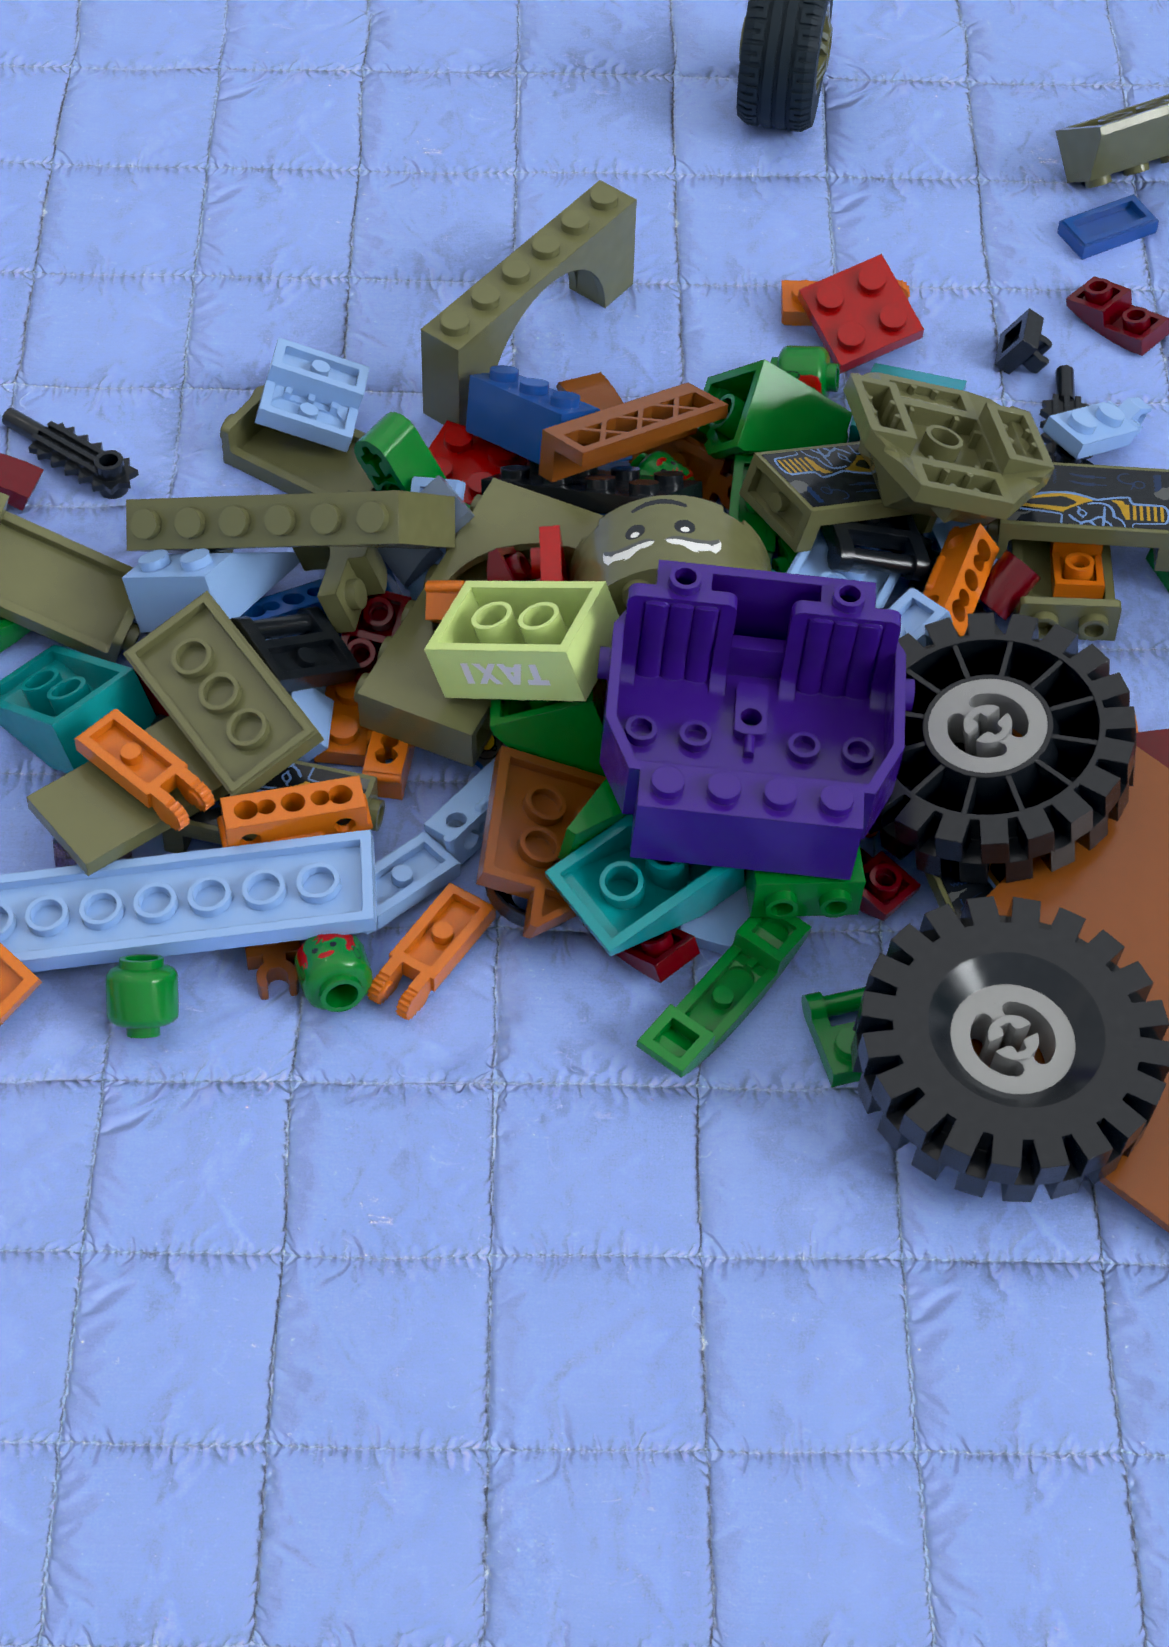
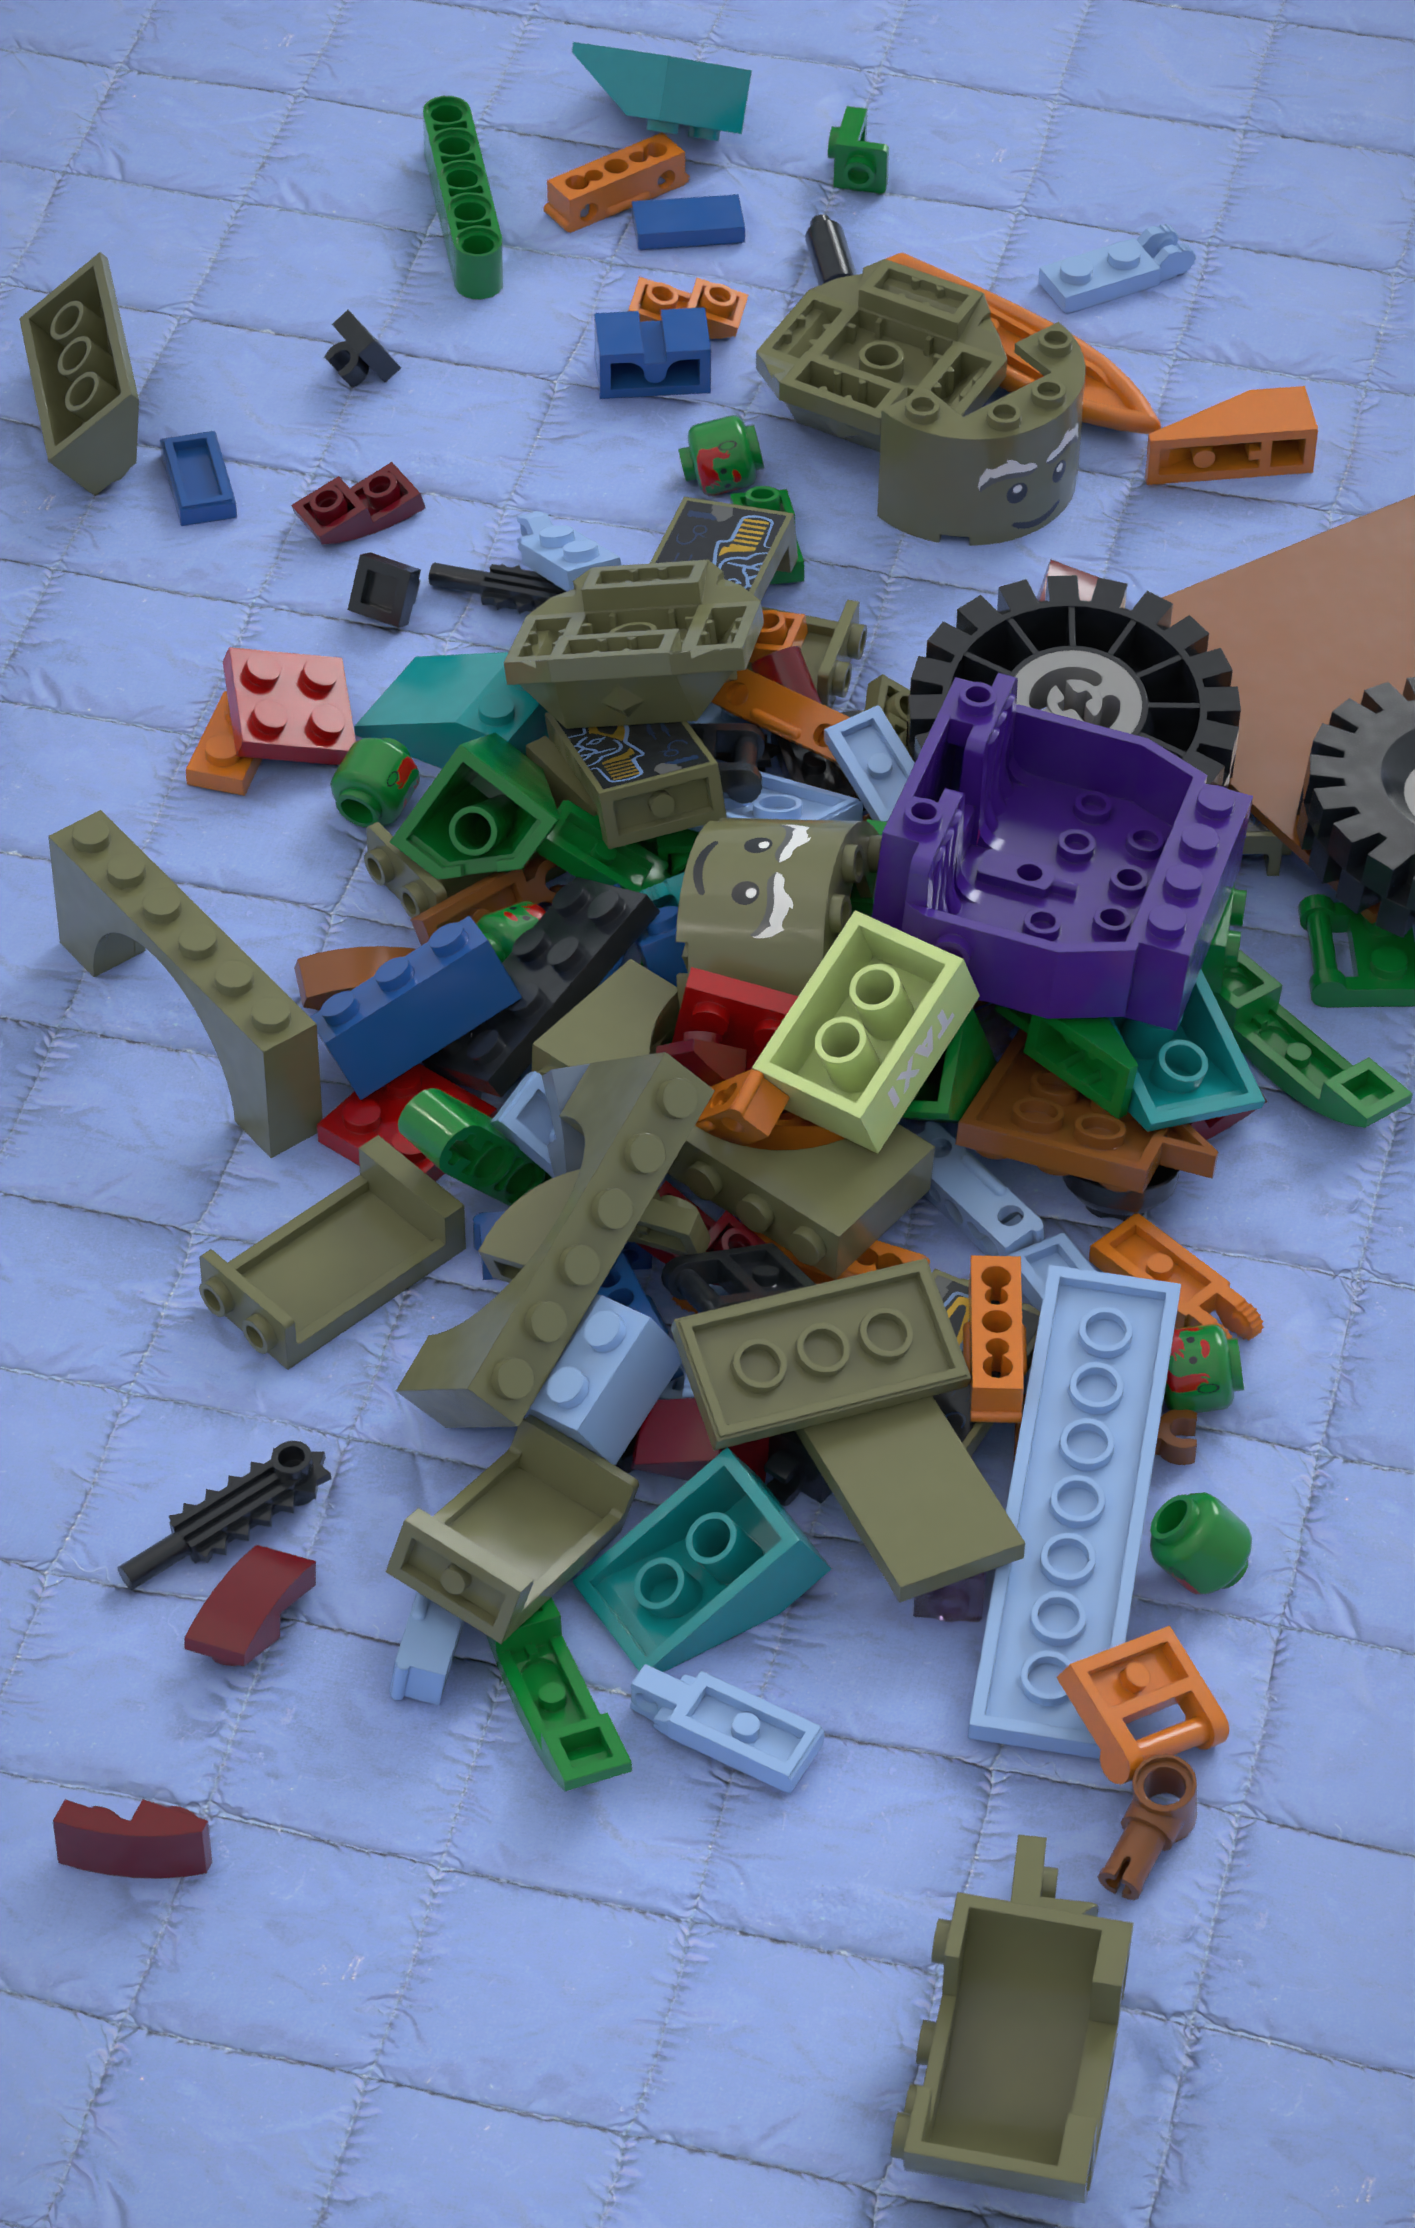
camera: 75 degrees left, 5 degrees down
(143, 767) = (905, 1451): orange hinge -> none
(312, 395) = (253, 1230): light blue slope -> none
(626, 430) = (489, 900): dark orange fence -> none

